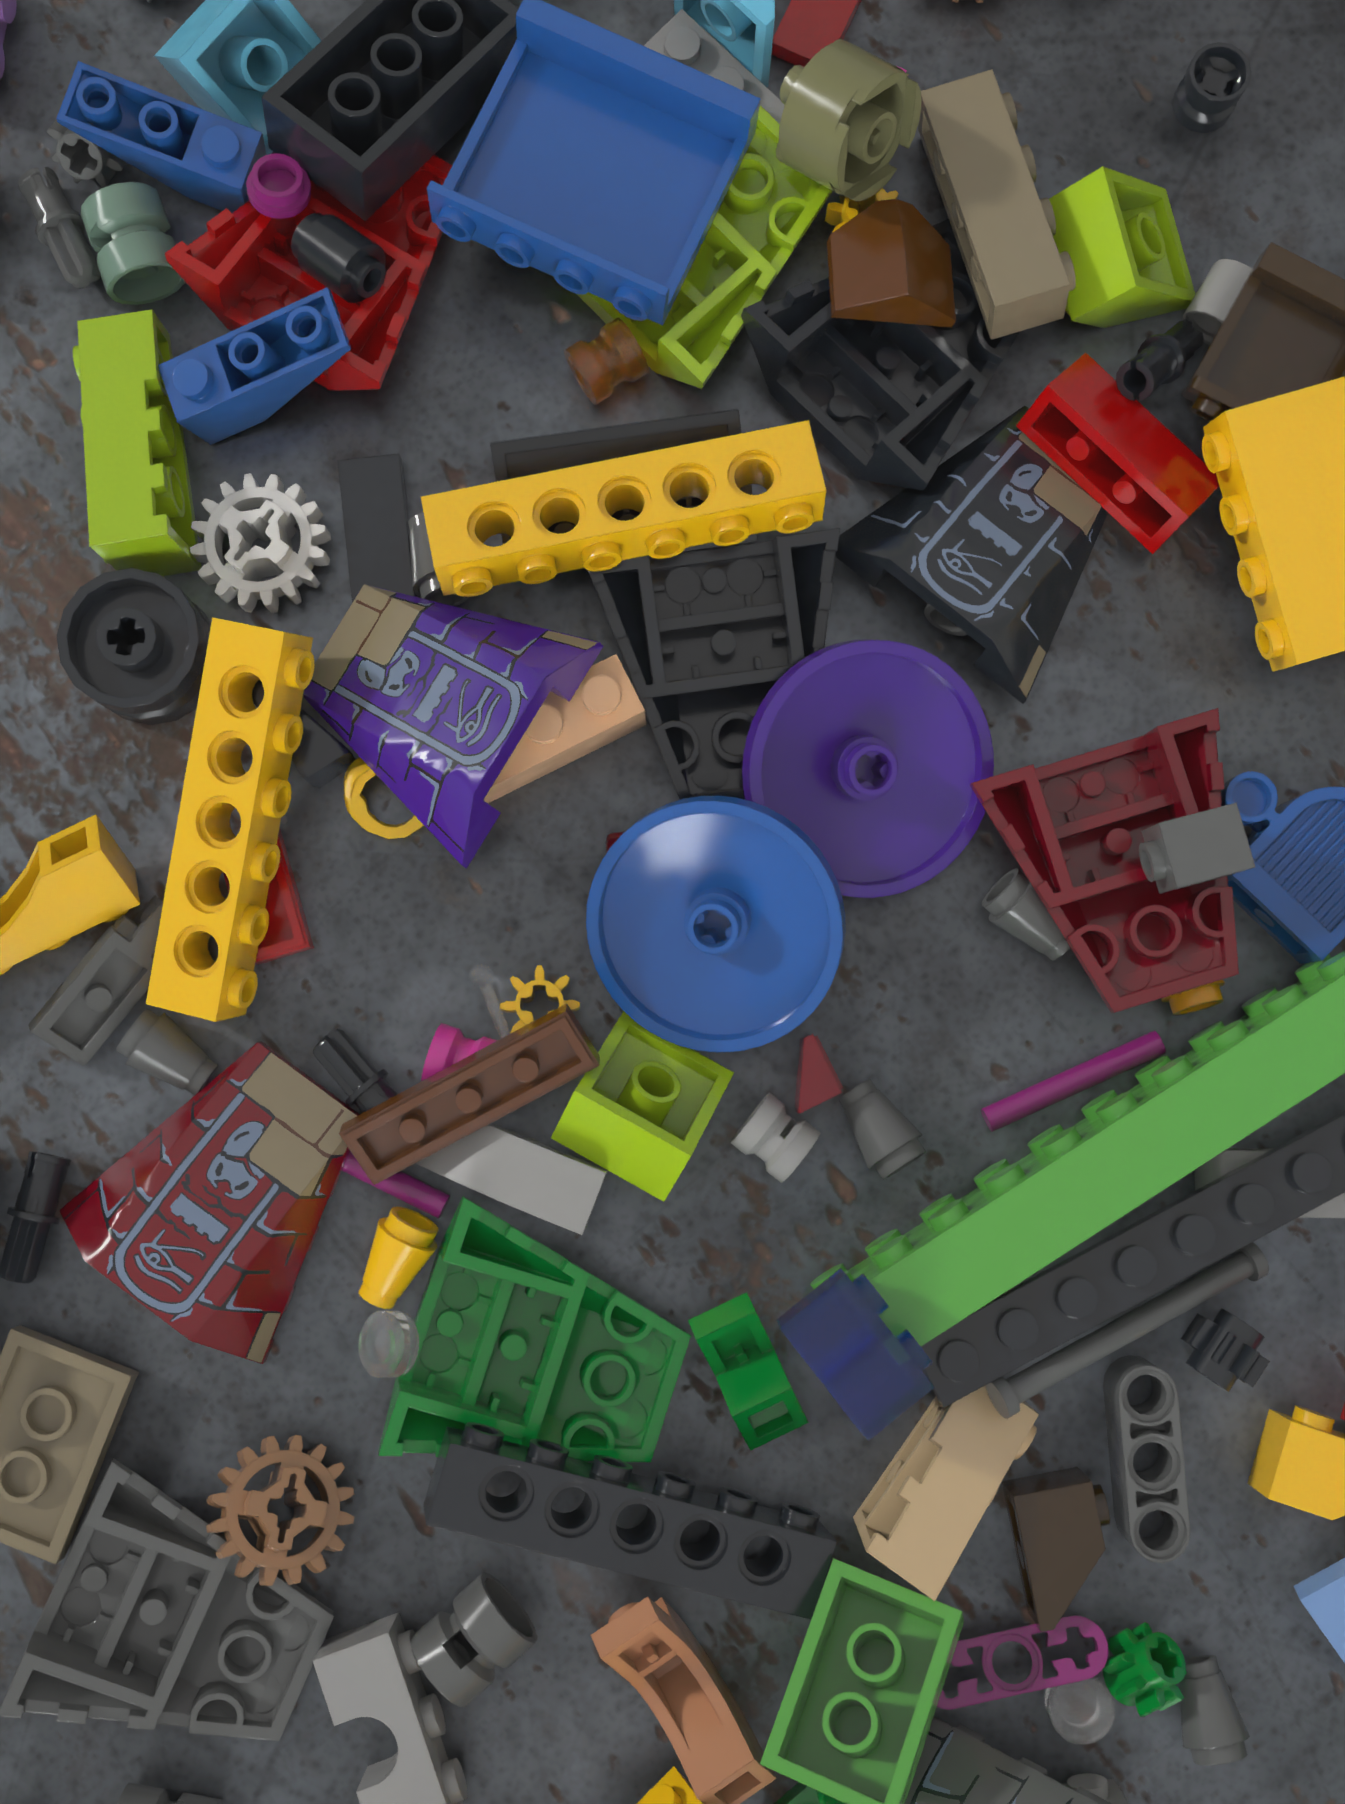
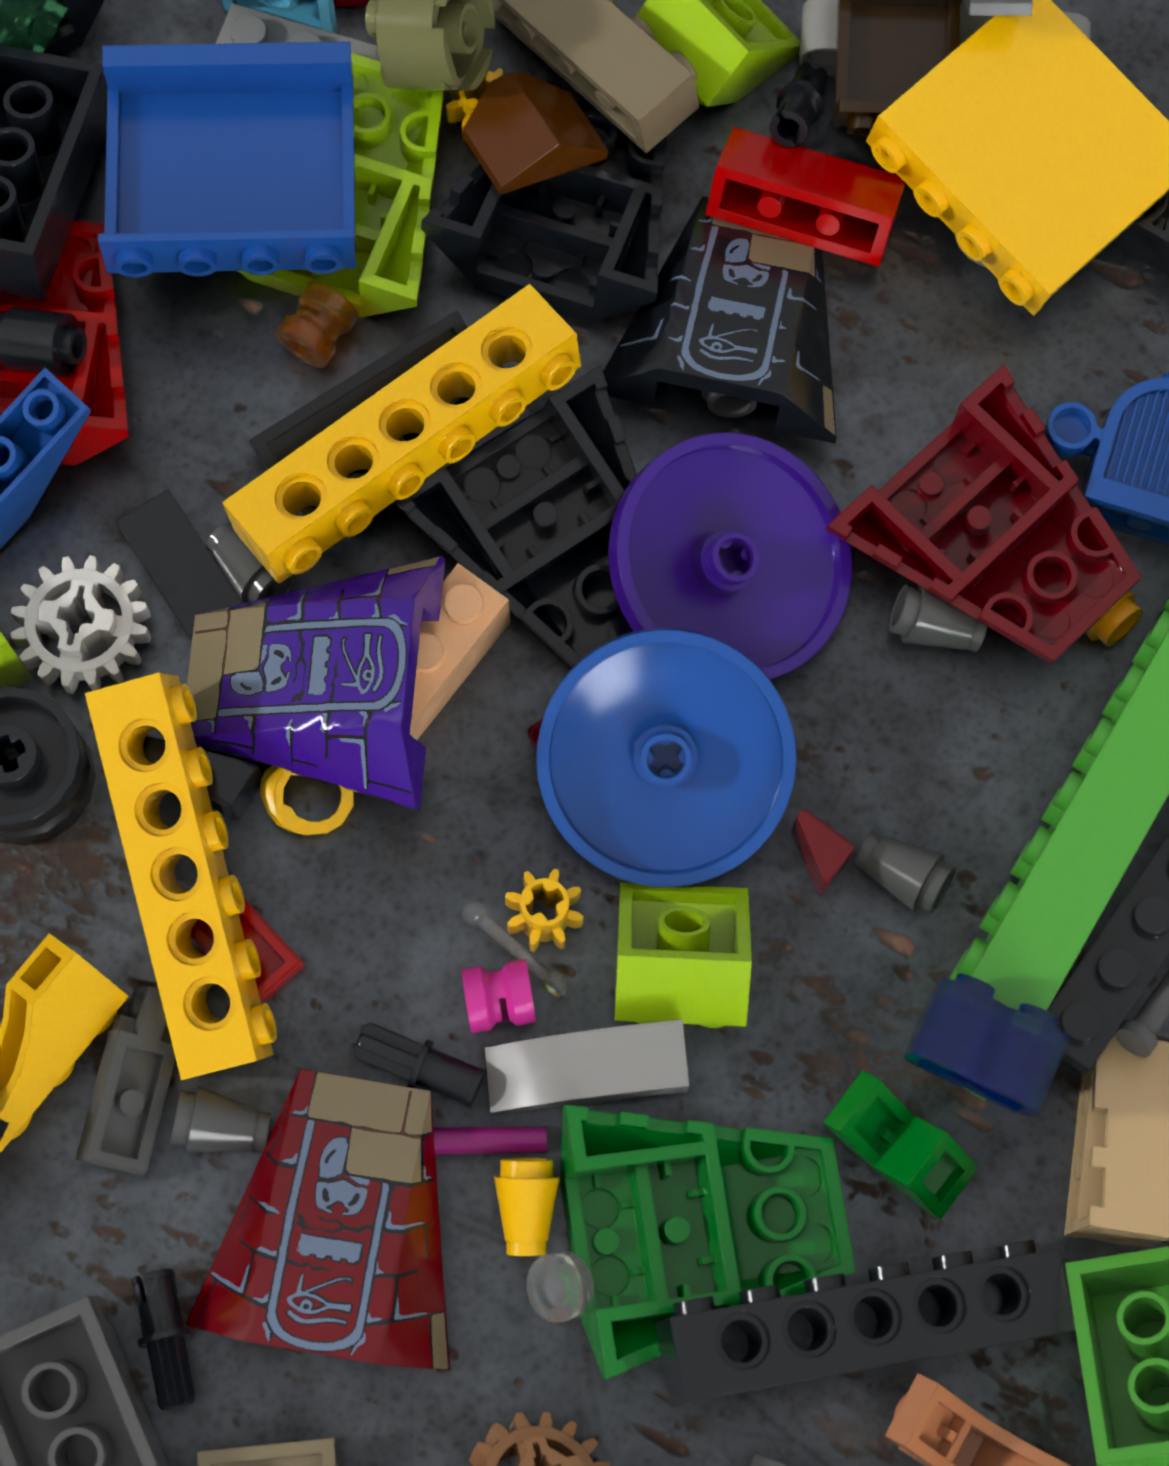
camera: 30 degrees left, 10 degrees down
(470, 1094) = (522, 1014): reddish brown tile -> none
(775, 1137) = (816, 922): light grey wheel -> none
(1073, 1080) = (1050, 747): magenta bar -> none
(1195, 848) = (1048, 485): dark grey brick -> none

